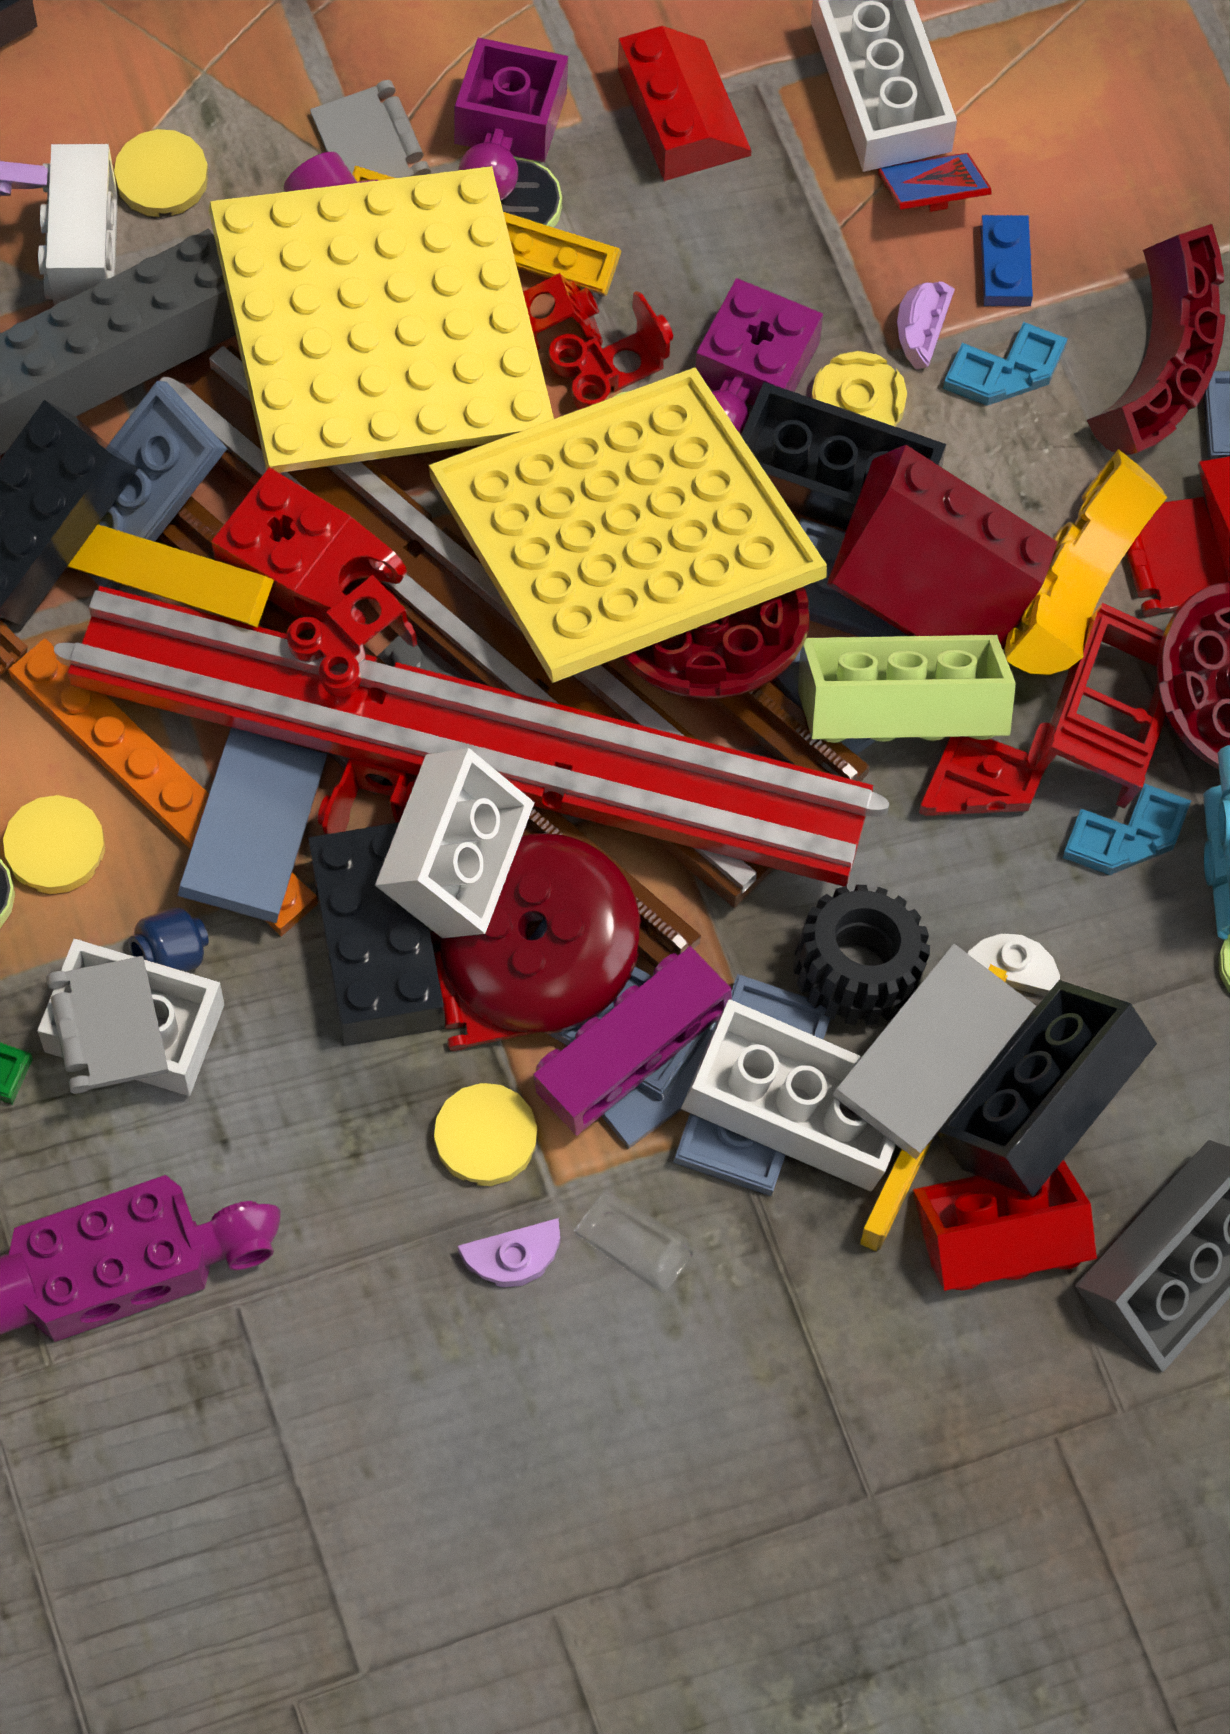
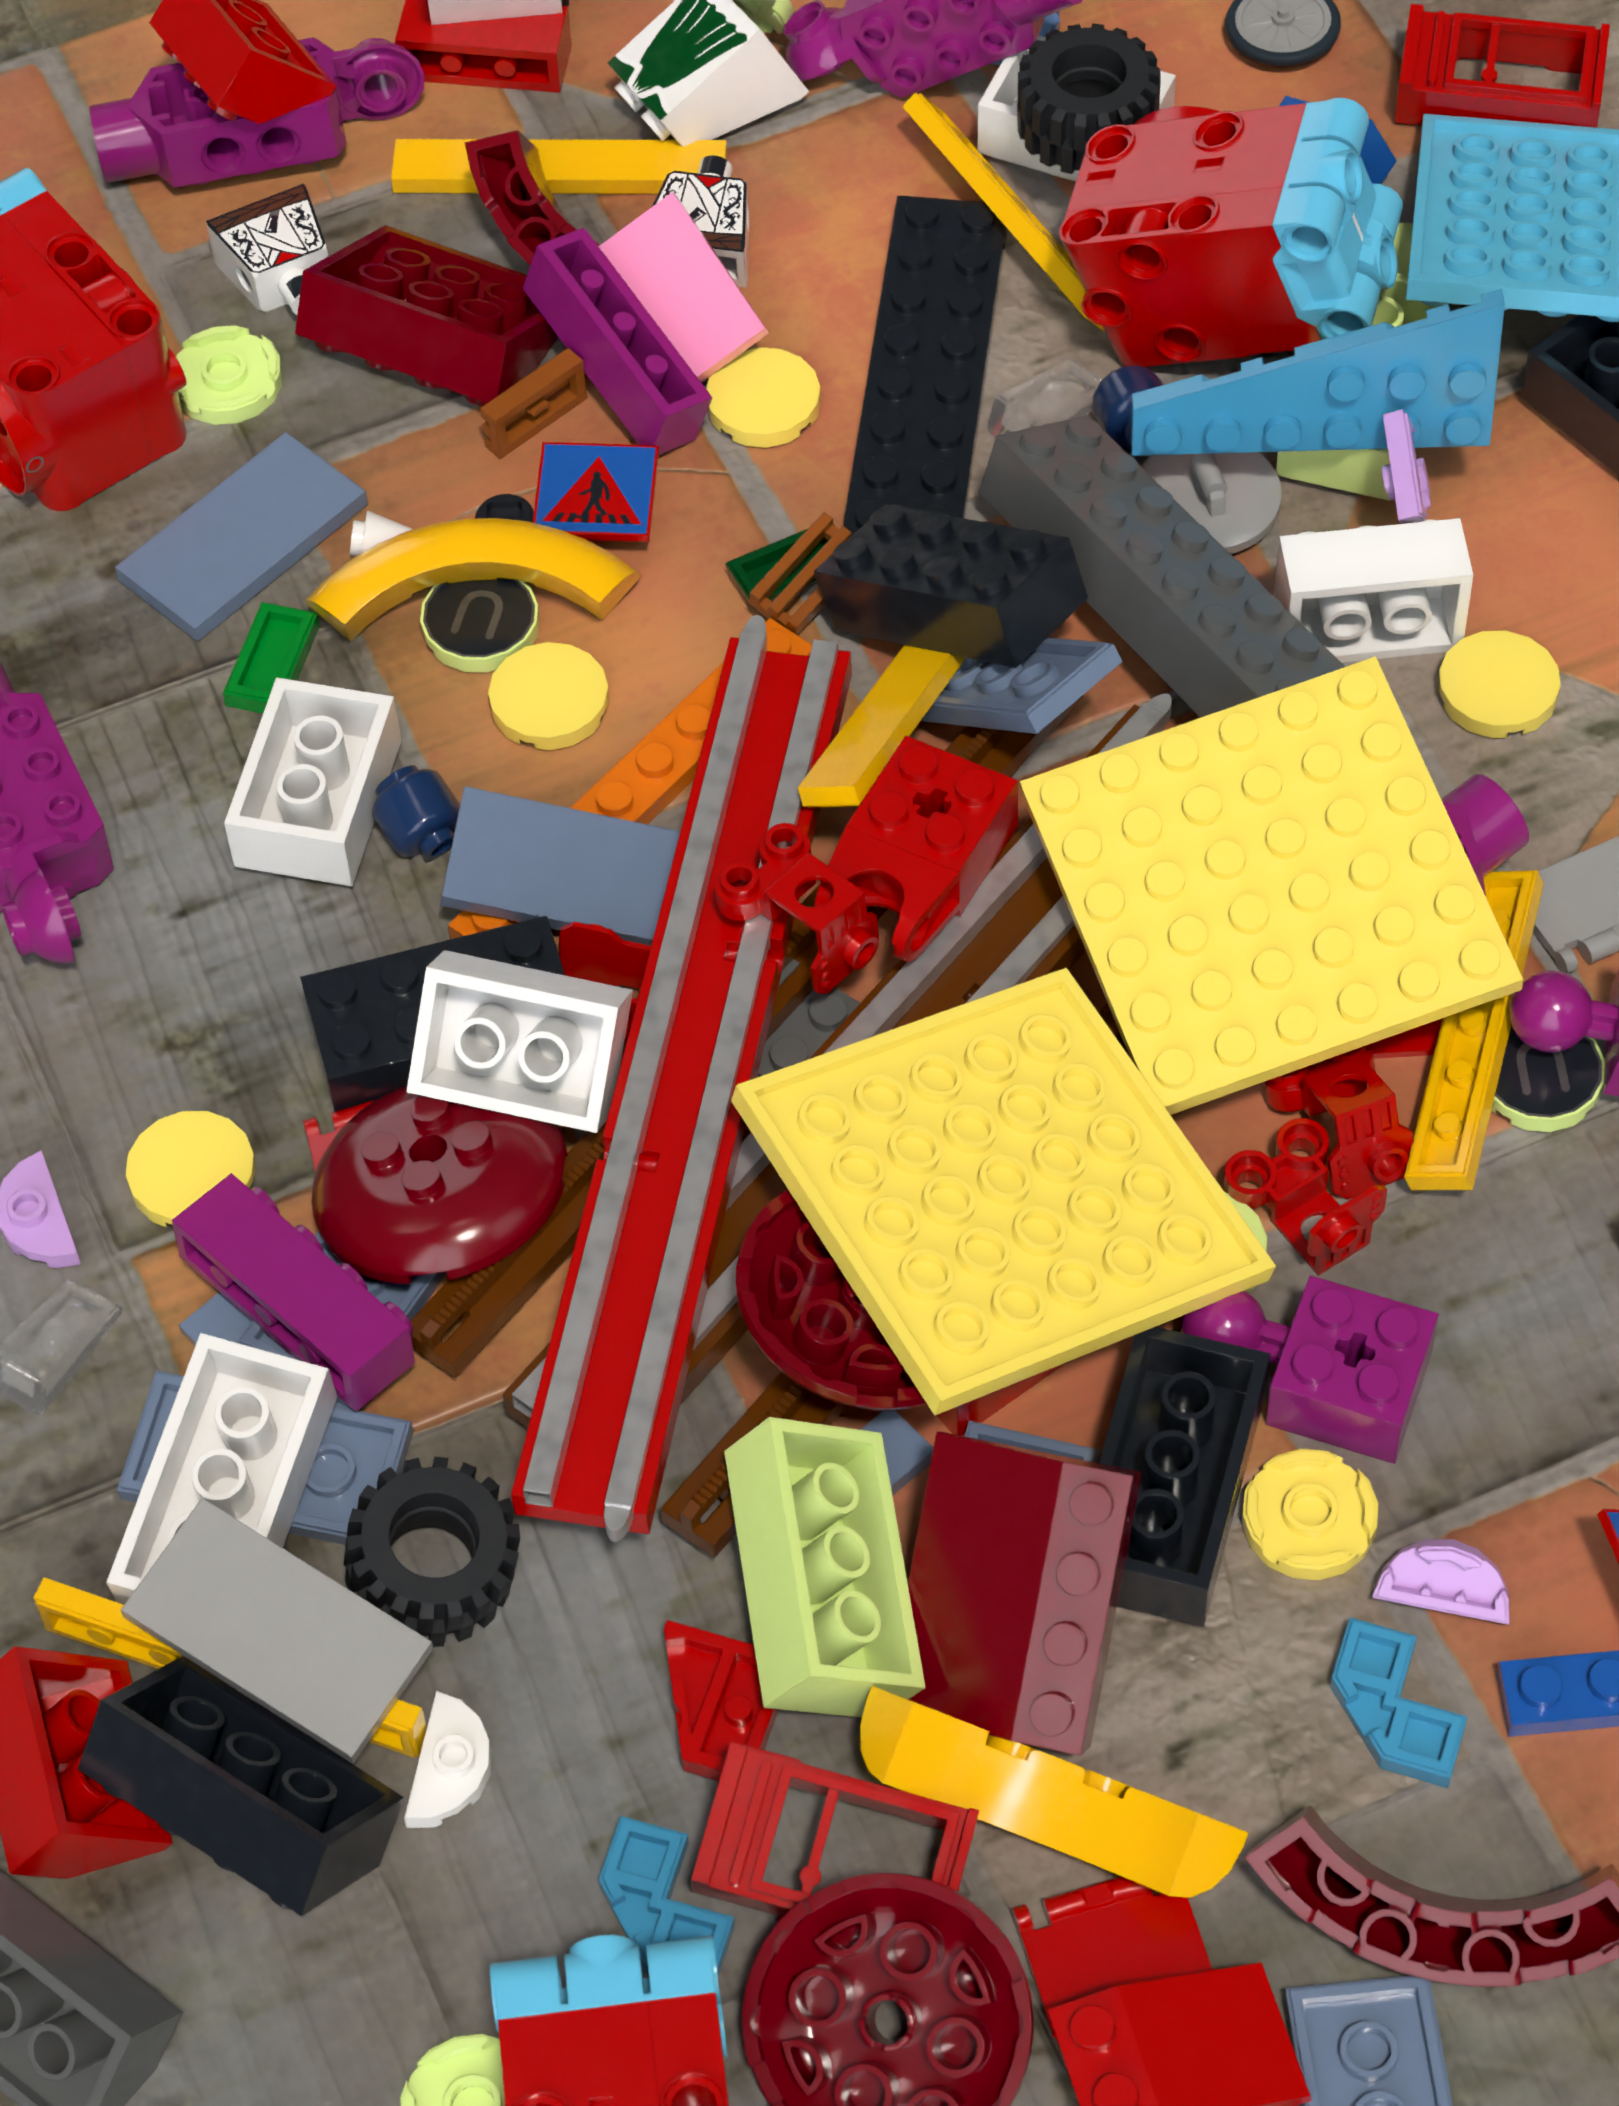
camera: 90 degrees right, 10 degrees down
(107, 1024) = (282, 739): light grey piece -> none

